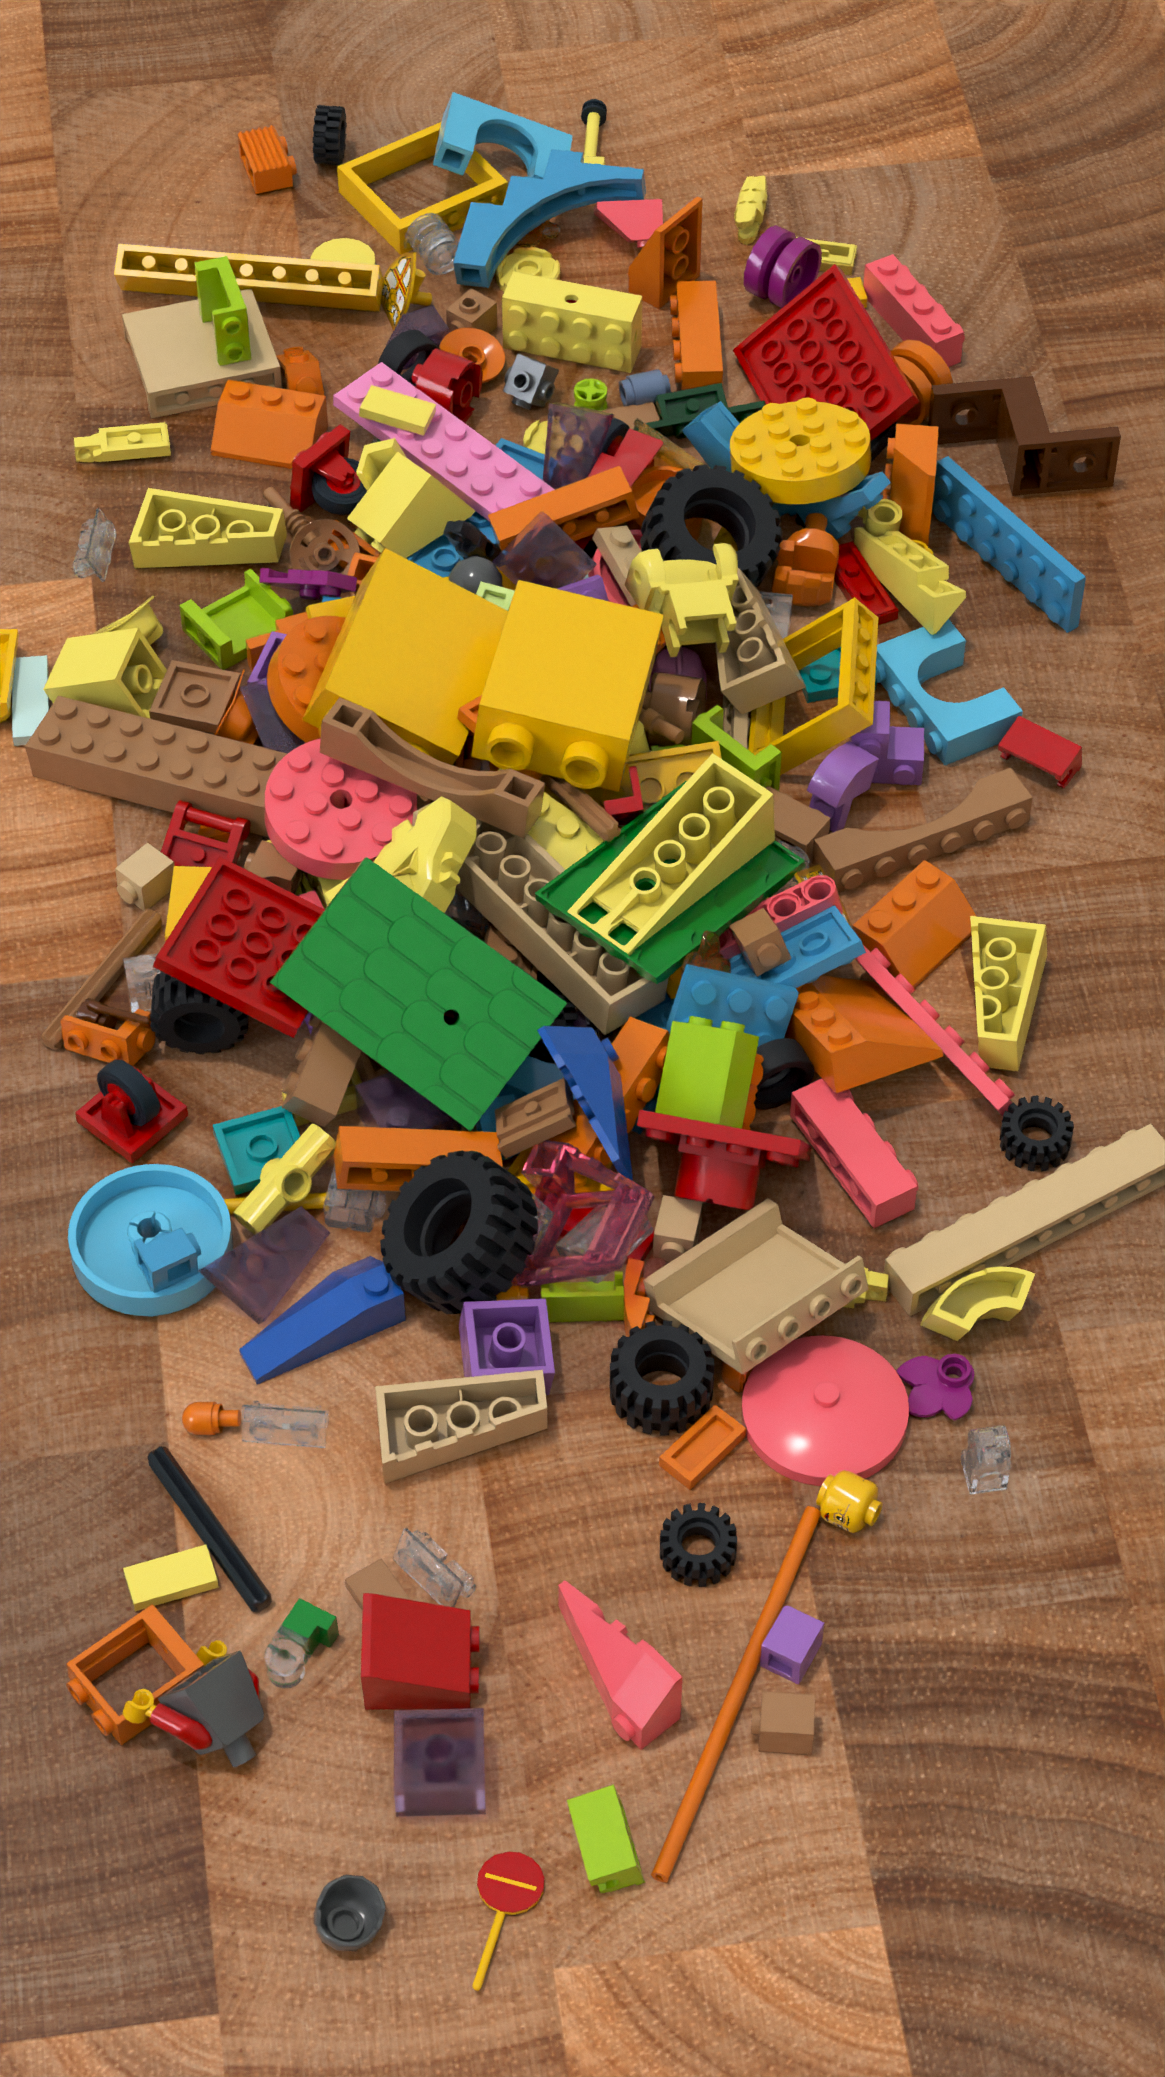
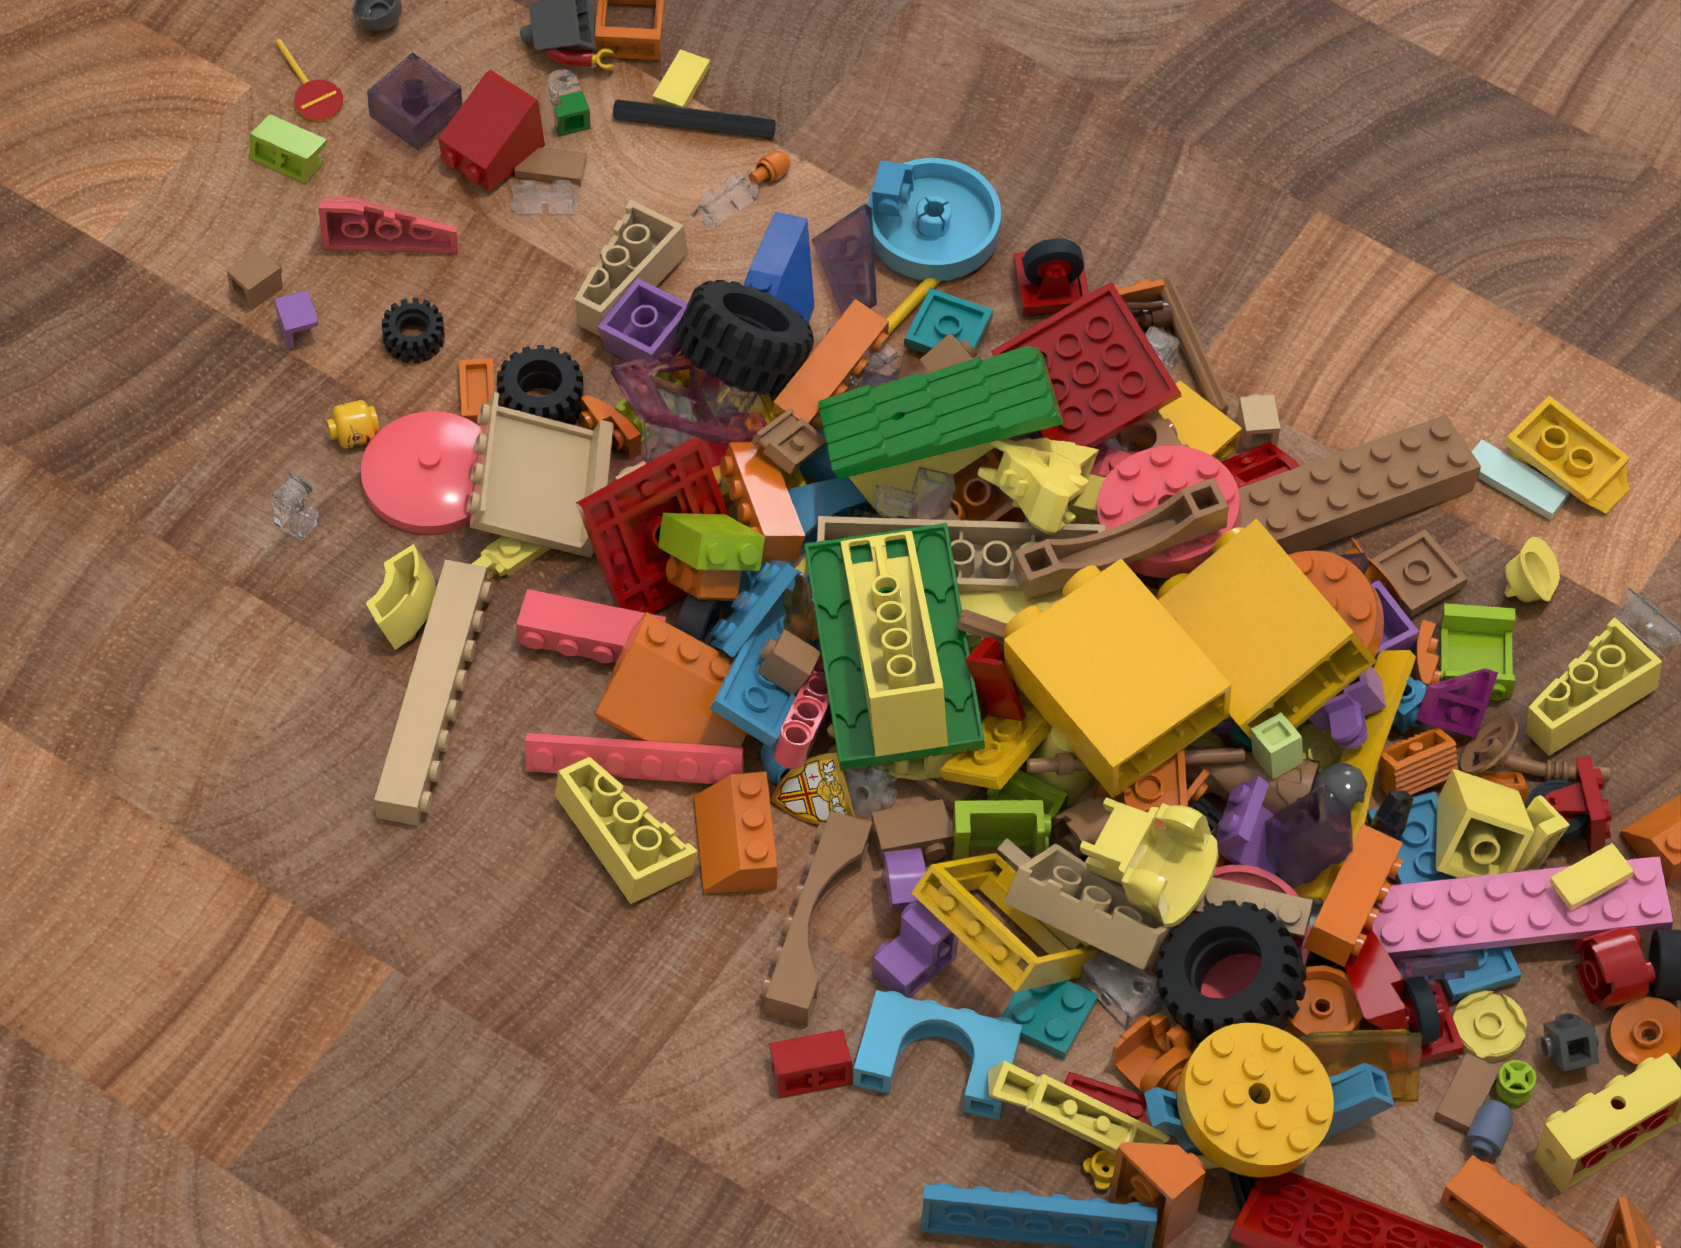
camera: 130 degrees right, 5 degrees up
(108, 671) = (1483, 522): light yellow slope -> none
(275, 1194) = (898, 304): light yellow piece -> none
(595, 1084) = (763, 455): blue wedge -> none
(683, 406) = (1423, 1143): dark green bracket -> none
(734, 1697) = (305, 282): orange piece -> none
(934, 1389) = (377, 539): magenta plate -> none
(1036, 1151) = (497, 774): black tyre -> none

